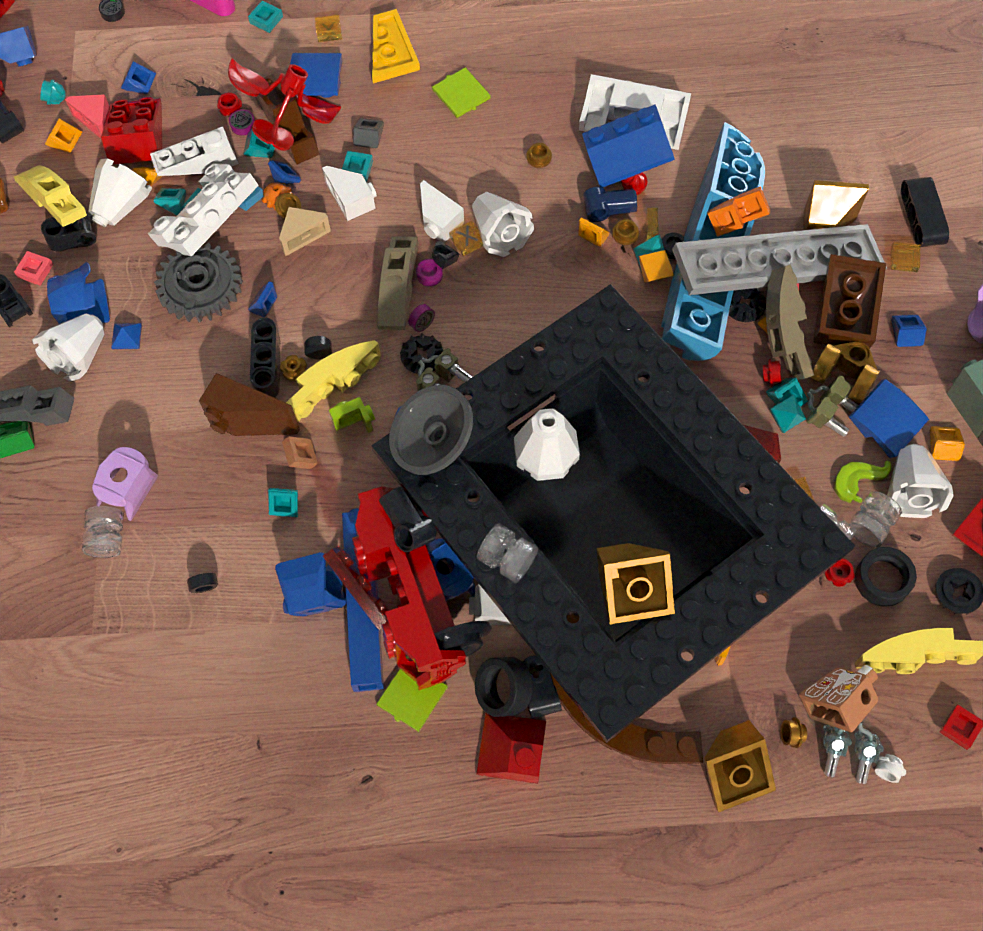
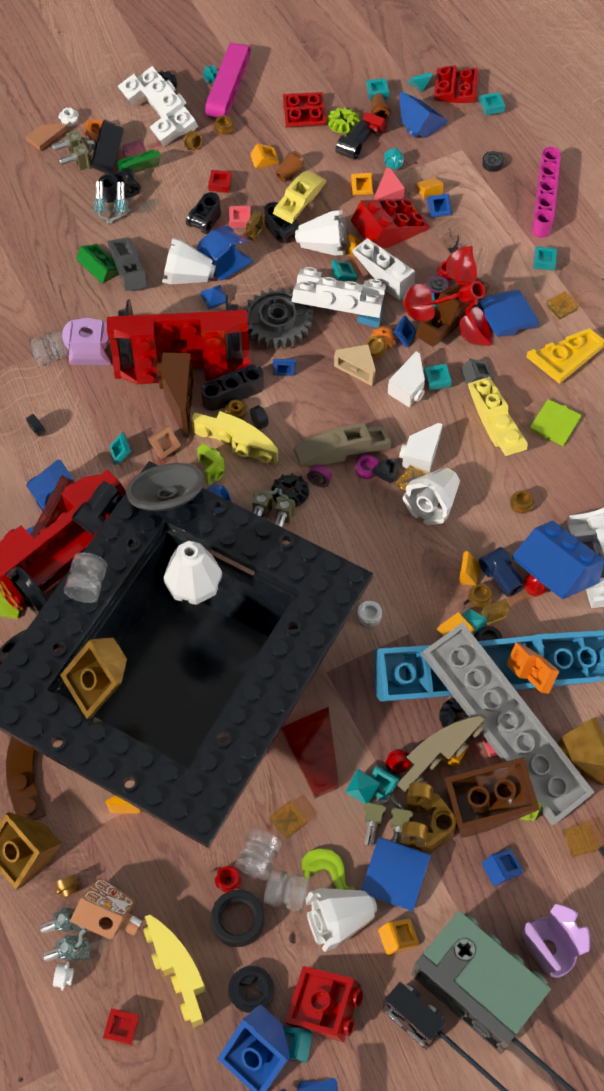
camera: 65 degrees right, 5 degrees down
(56, 257) = (254, 225): none -> clear yellow tile
(109, 76) = (430, 187): none -> light orange slope
(170, 408) = (198, 333): none -> red piece
(433, 137) = (495, 417): none -> light yellow slope

